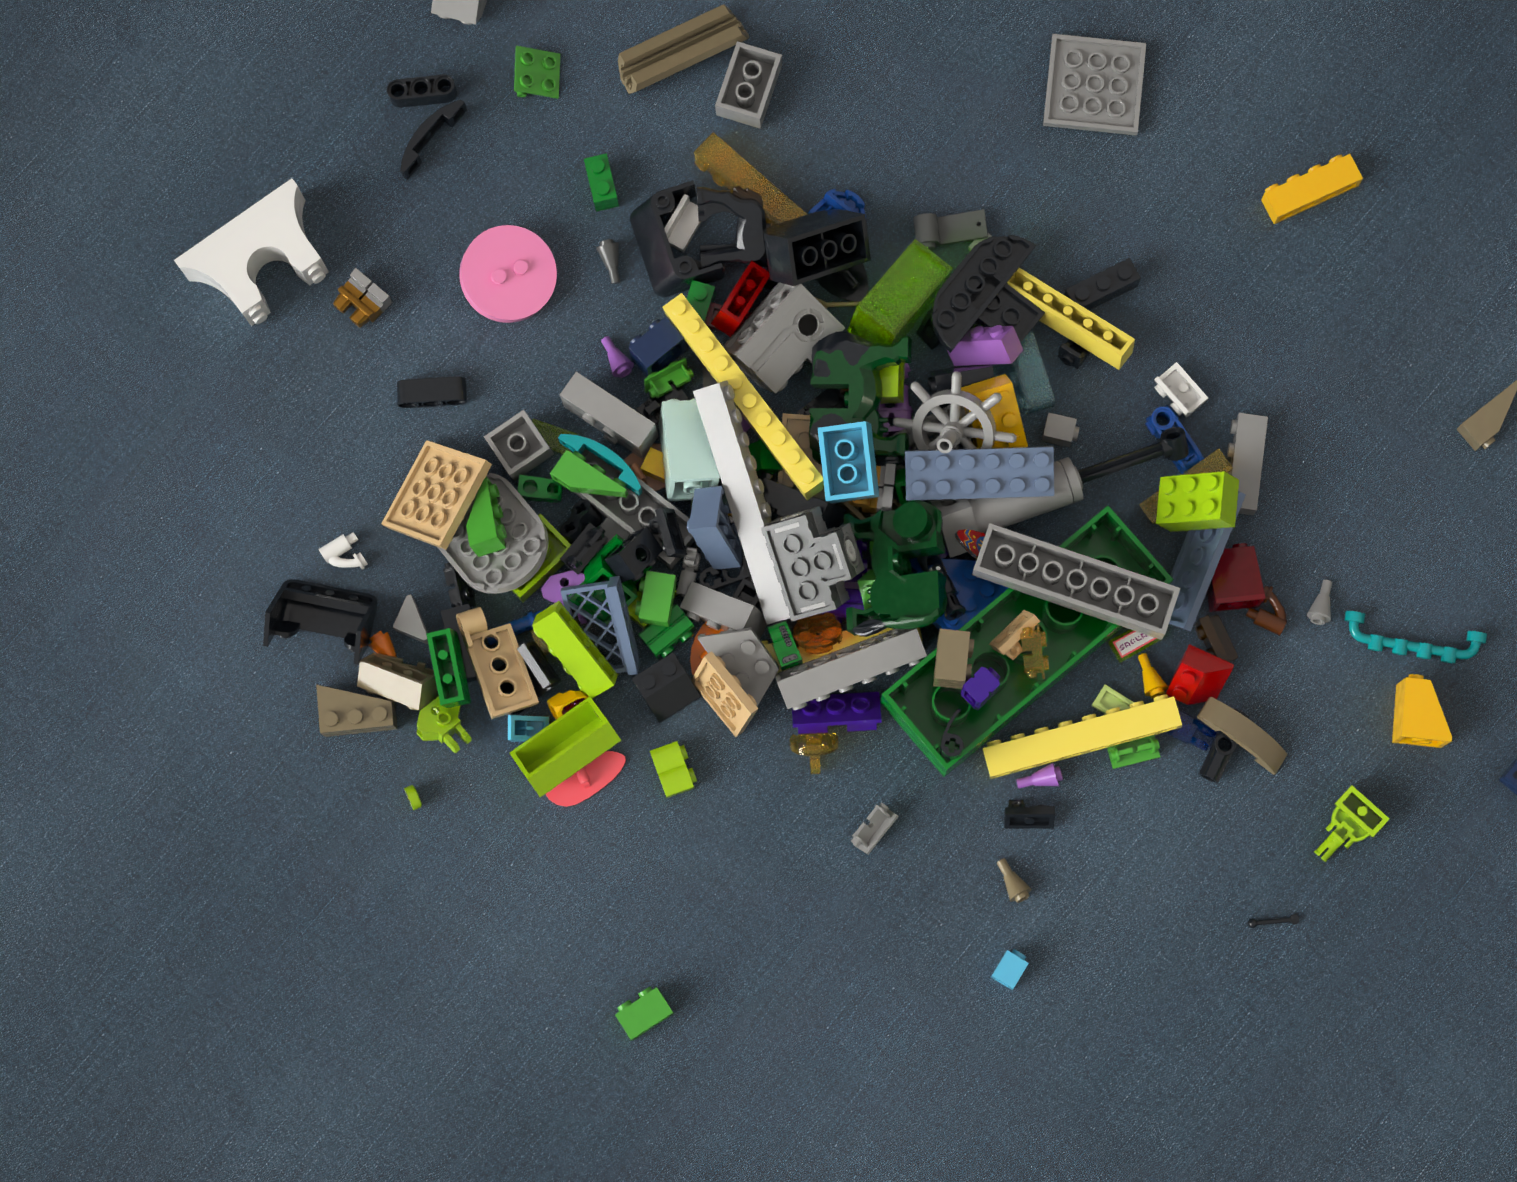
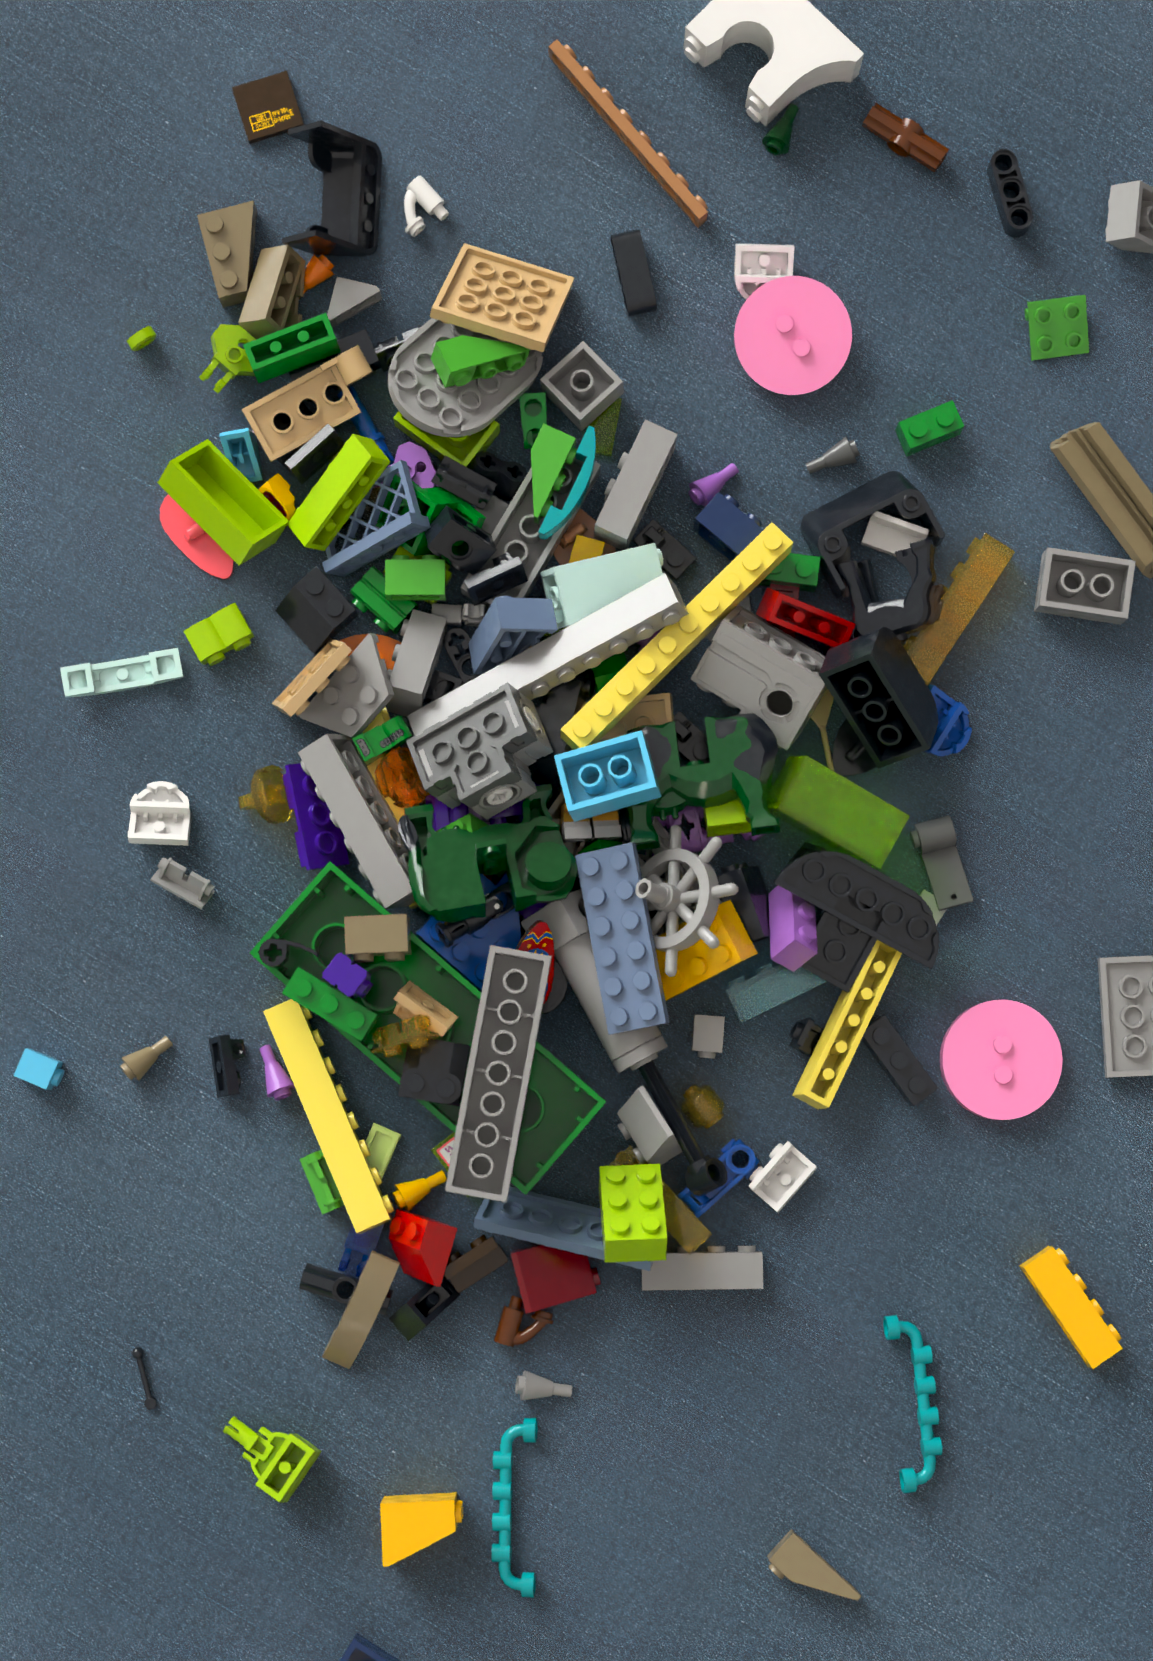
camera: 75 degrees right, 5 degrees up
(235, 666) = (267, 107): none -> dark brown tile
(307, 382) = (622, 125): none -> medium nougat plate
(342, 261) = (778, 138): none -> dark green cone
(360, 163) = (905, 137): none -> reddish brown piece
(364, 296) = (738, 172): pearl gold hips -> none
(445, 291) = (760, 264): none -> white slope
(450, 114) = (919, 194): black slope -> none
(658, 382) = (687, 538): bright green hinge -> none
(691, 853) = (121, 674): none -> light aqua slope
(815, 839) = (160, 816): none -> white slope
(1000, 706) = (330, 1004): none -> green brick
(1066, 634) = (435, 1072): none -> black slope
(1112, 210) = (1001, 1059): none -> bright pink brick
(1115, 442) = (702, 1106): none -> clear yellow head
(1130, 485) = (647, 1129): none -> light grey slope
(1248, 687) = (423, 1308): none -> black slope
(1381, 311) = (926, 1415): none -> teal bar

